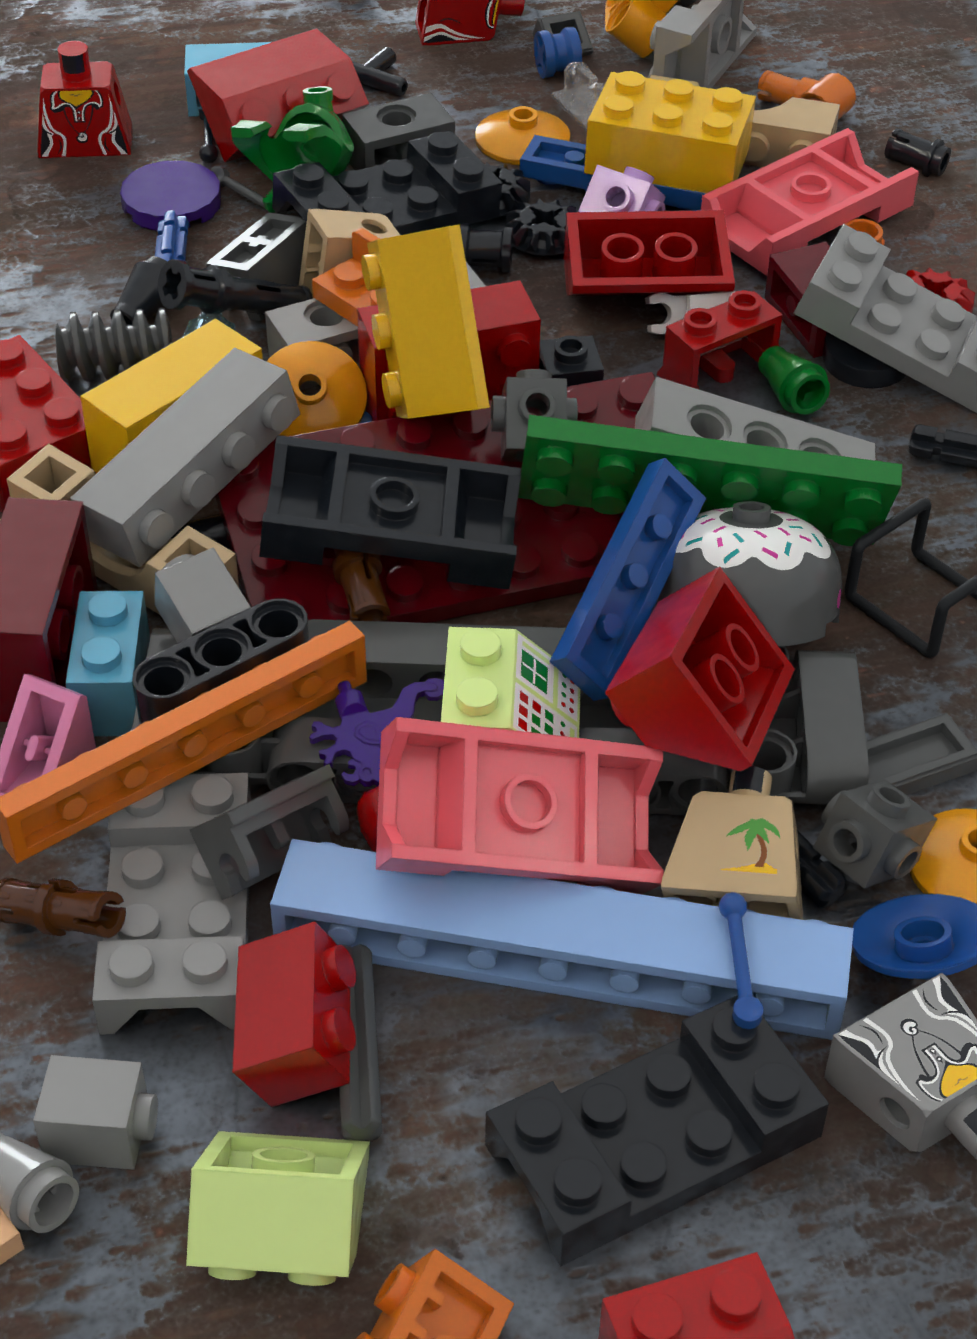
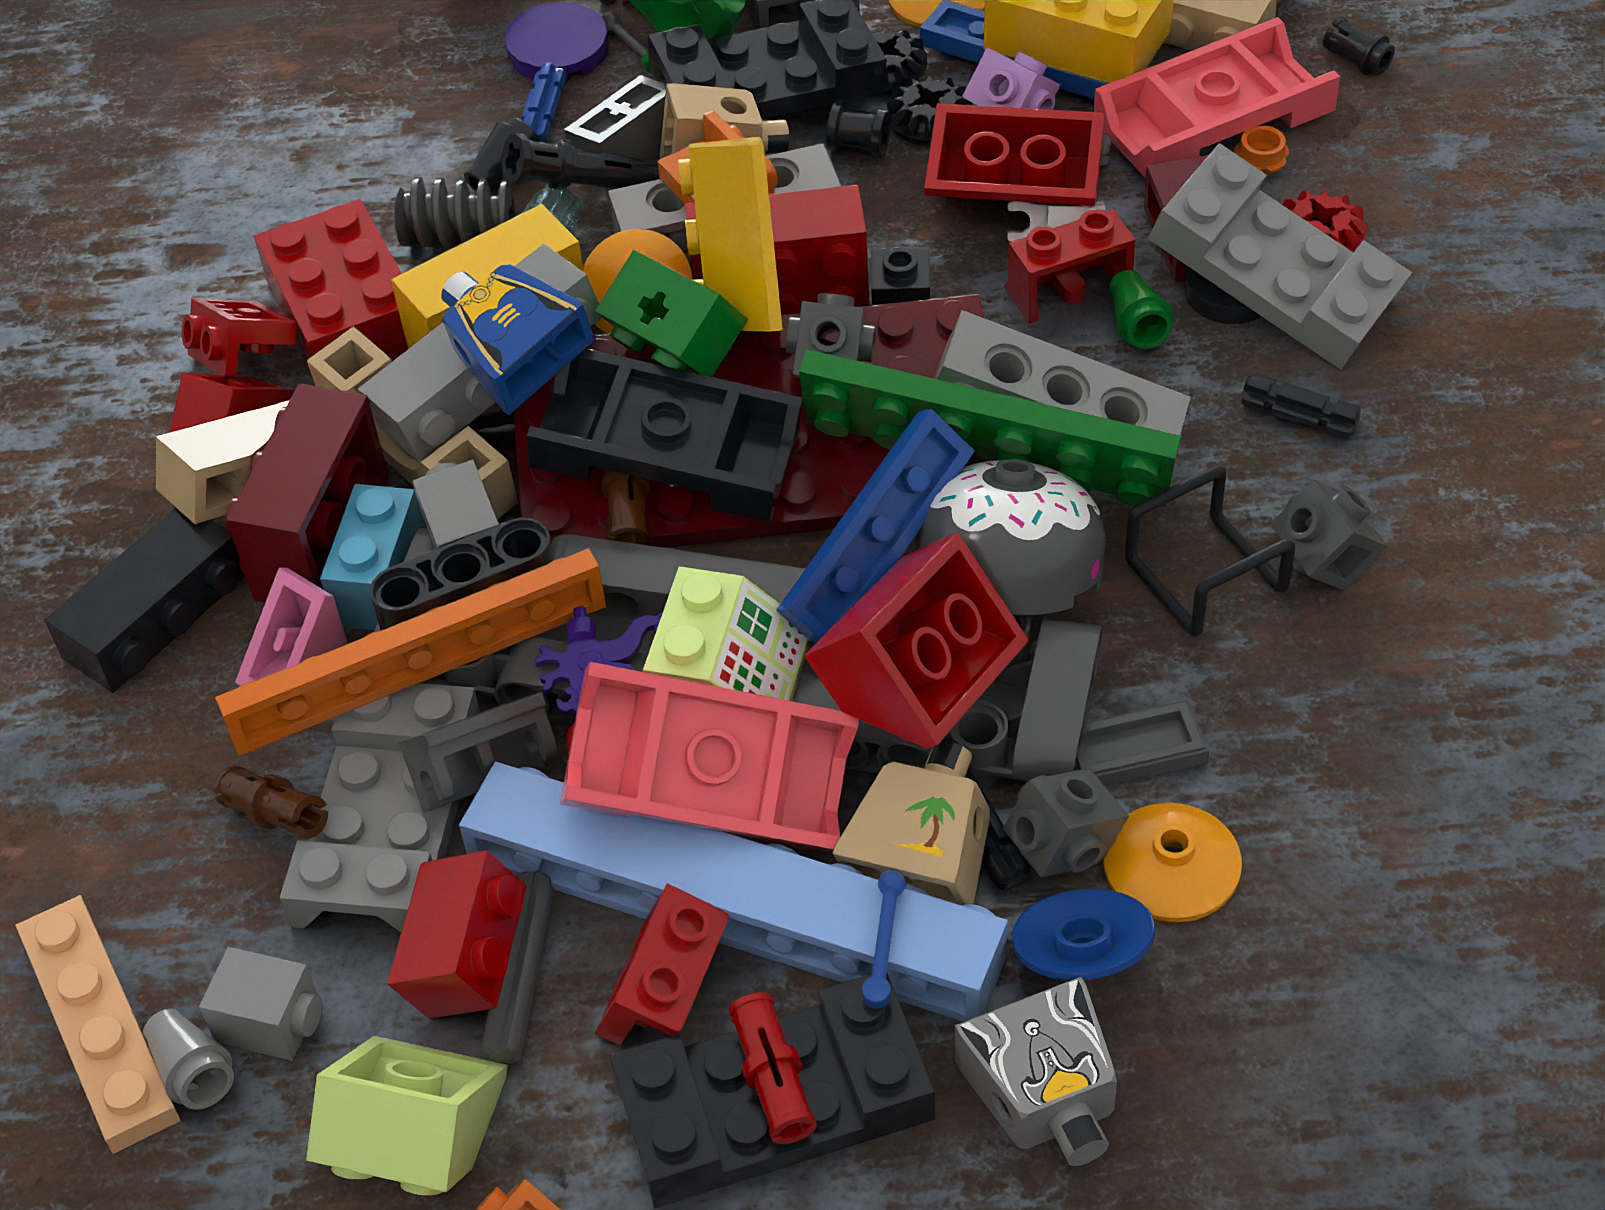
camera: 15 degrees right, 5 degrees up
(229, 424) = (513, 331): none -> torso
(374, 402) = (670, 315): none -> green brick
(514, 1019) = (664, 966): none -> red bracket
(661, 1102) = (786, 1105): none -> red pin

